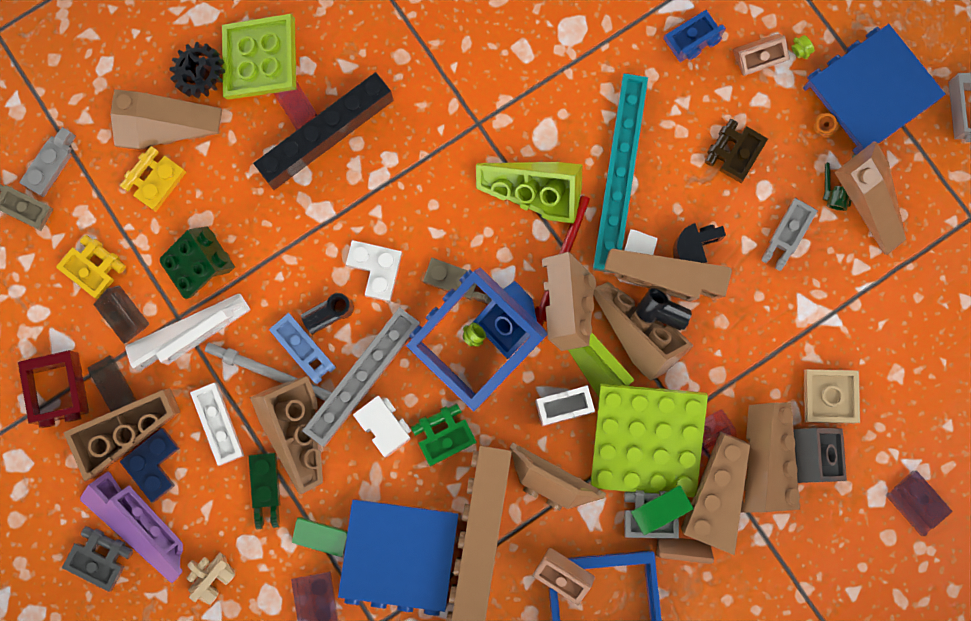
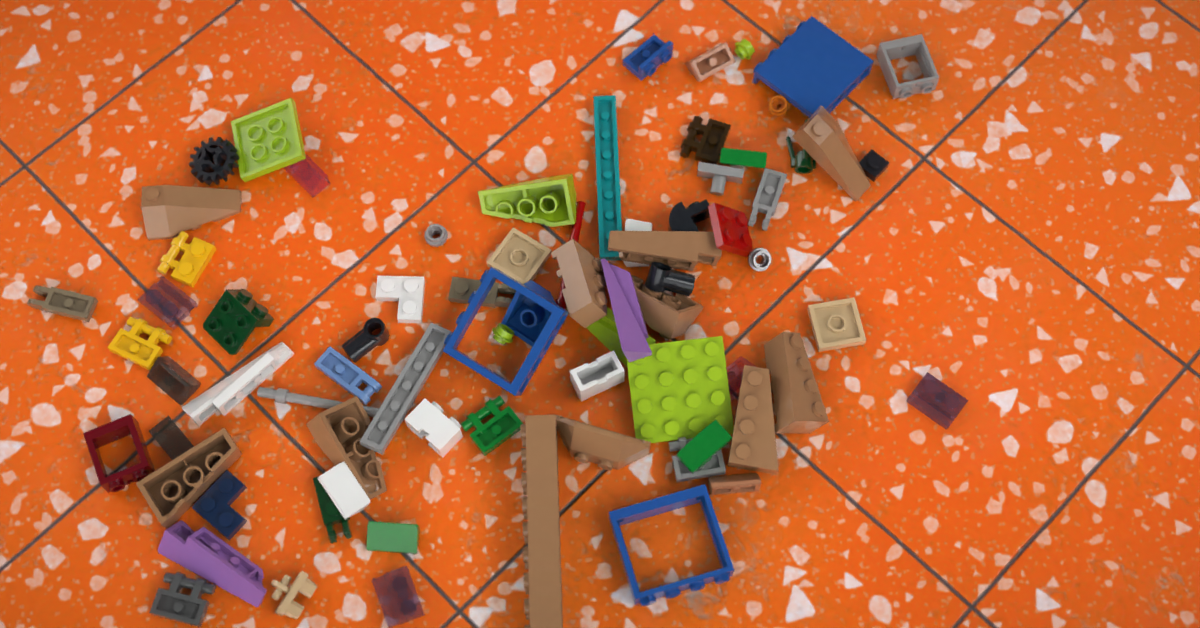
camera: 10 degrees left, 15 degrees down
(49, 163) = (88, 263): light grey hinge -> none
(126, 225) = (167, 302): none -> plate
(217, 424) = (279, 456): white plate -> none
(278, 479) = (344, 490): none -> white slope
(324, 131) = (336, 190): black brick -> none
(398, 557) = (469, 539): blue panel -> none
(422, 197) = (431, 231): none -> light grey plate
(506, 250) = (519, 256): none -> tan plate
(564, 576) = (625, 521): nougat slope -> none
(610, 346) = (626, 312): none -> medium lavender wedge
(742, 198) = (719, 176): none -> light grey tile
(742, 266) = (730, 230): none -> red plate
(767, 310) = (766, 259): none -> flat silver plate
(773, 183) = (743, 157): none -> green slope
(820, 455) = (837, 375): dark grey slope -> none
(914, 216) = (873, 165): none -> black plate

